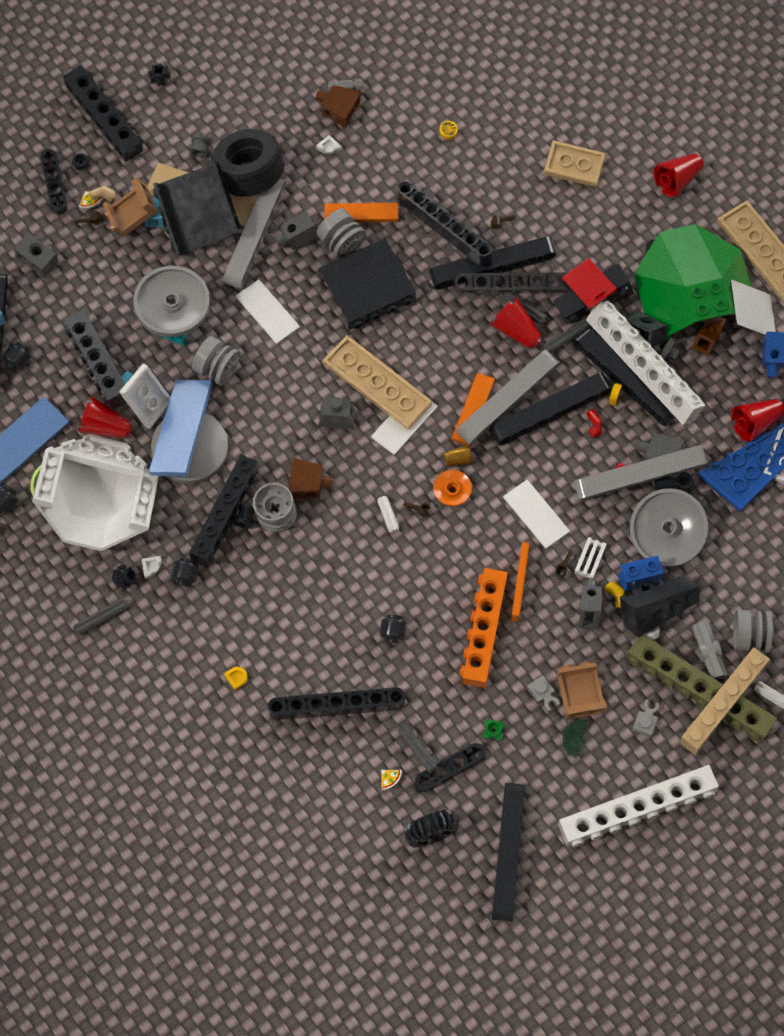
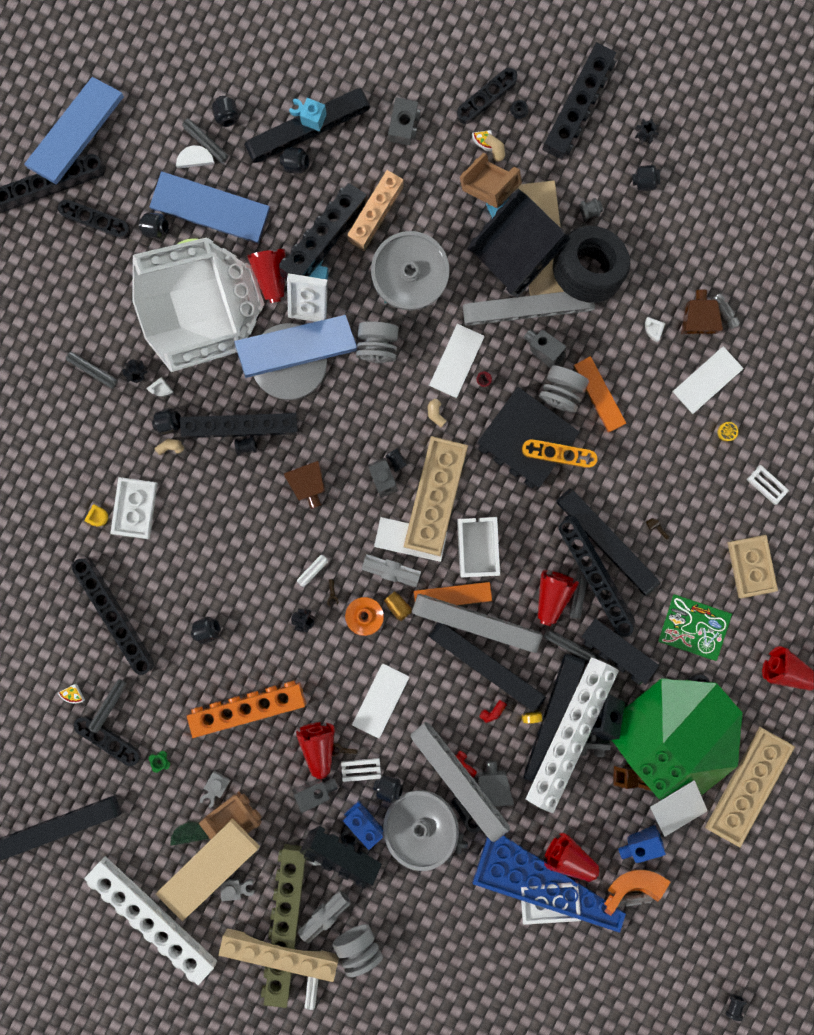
camera: 60 degrees right, 20 degrees up
(94, 219) = (469, 154): dark brown hand -> none
(100, 311) = (375, 210): none -> light nougat brick
(198, 92) = (646, 178): none -> black head
(210, 576) = (169, 444): none -> tan arm
(247, 641) = (134, 508): none -> white tile
(274, 497) = (260, 459): light grey wheel -> none
(296, 291) = (480, 380): none -> dark red hinge
(303, 349) = (433, 413): none -> tan arm
(328, 393) = (397, 459): none -> black bush
(396, 126) = (707, 380): none -> white piece
(397, 262) = (559, 453): none -> light orange beam
(423, 447) = (391, 570): none -> light grey piece
(428, 540) = (303, 620): none -> black gear
(431, 828) = (37, 756): black gear -> none
(441, 364) = (478, 547): none -> white piece
(444, 224) = (616, 485): black beam -> none
(512, 123) = (755, 474): none -> white tile
(520, 582) = (305, 720): orange tile -> none
(551, 581) = (317, 747): none -> red cone
(589, 283) = (625, 646): red container -> none
(604, 232) = (695, 627): none -> green sticker
(615, 728) = (207, 870): none -> tan tile
(616, 591) = (338, 811): yellow arm -> none
(618, 540) = (388, 788): none -> black head

